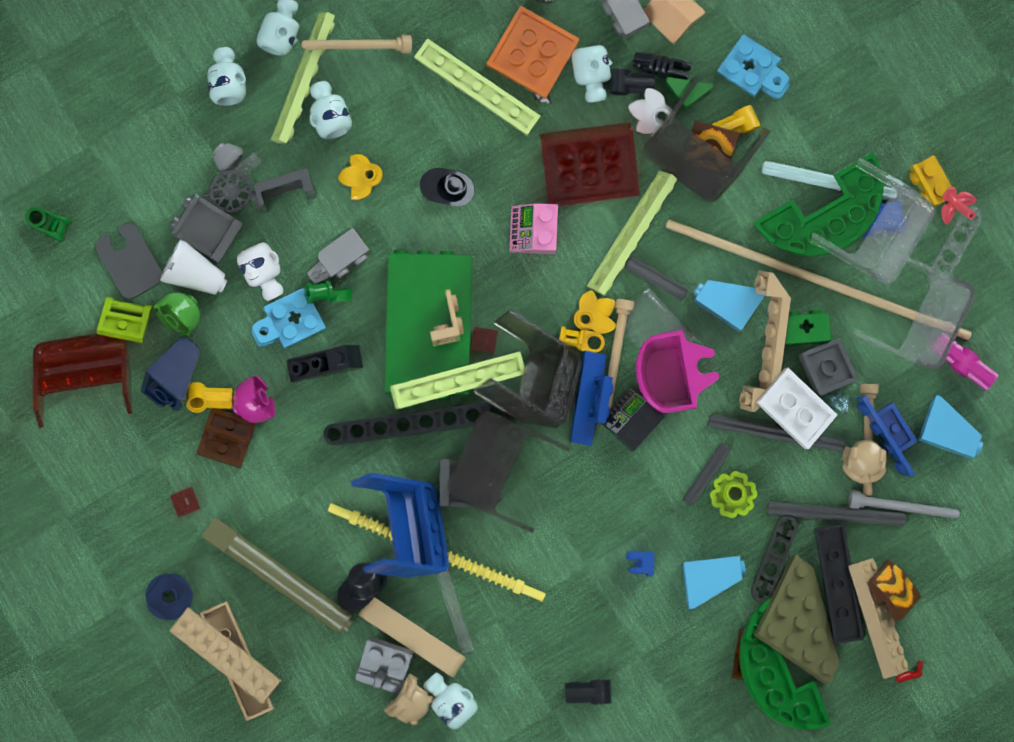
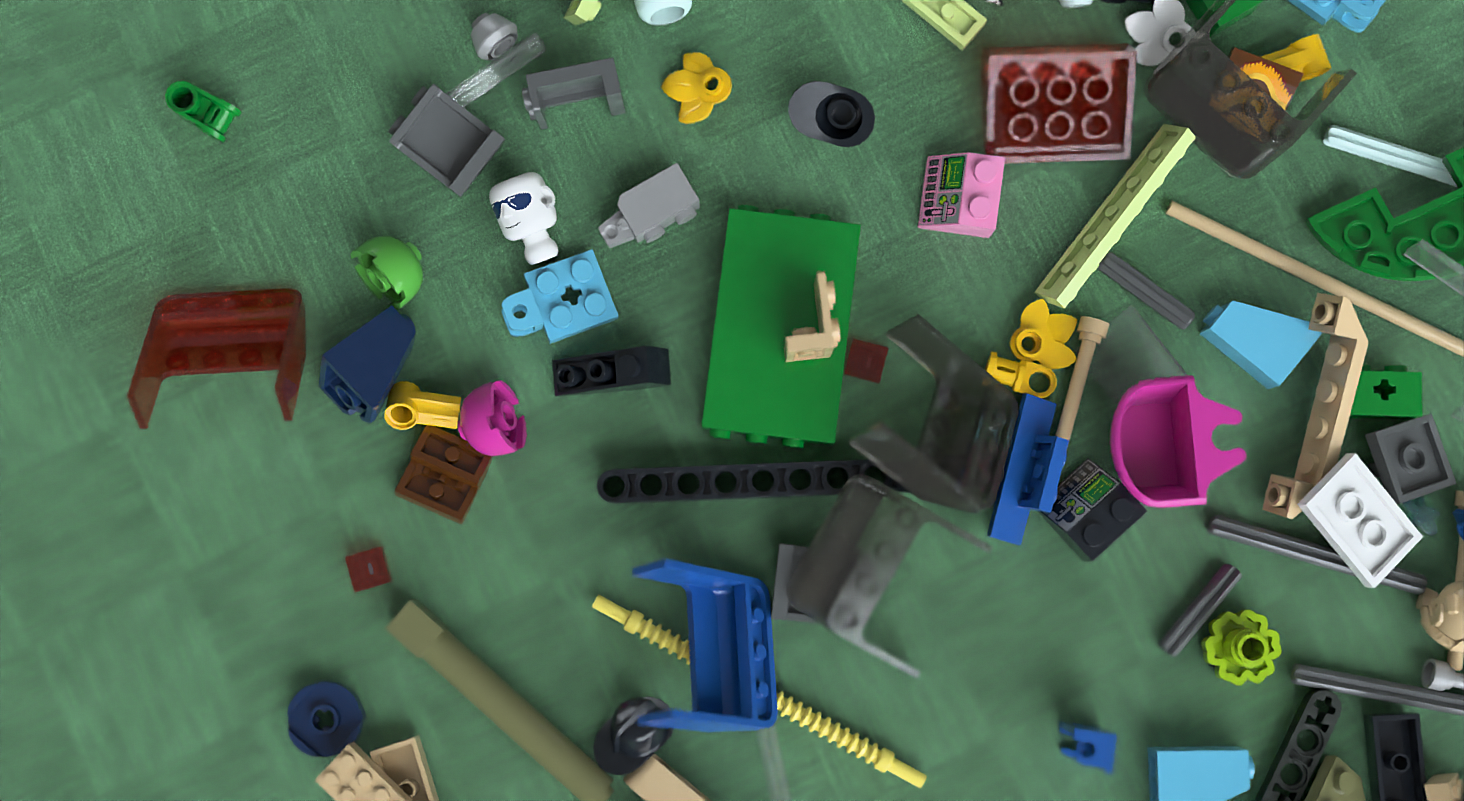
camera: 10 degrees right, 0 degrees up
(123, 325) = (300, 280): lime plate -> none
(131, 267) = (327, 192): dark grey piece -> none
(192, 270) = (418, 205): white cone -> none
(230, 190) = (491, 88): dark grey wheel -> none
(325, 291) = (623, 259): green connector -> none
(456, 380) = (818, 420): yellowish green plate -> none

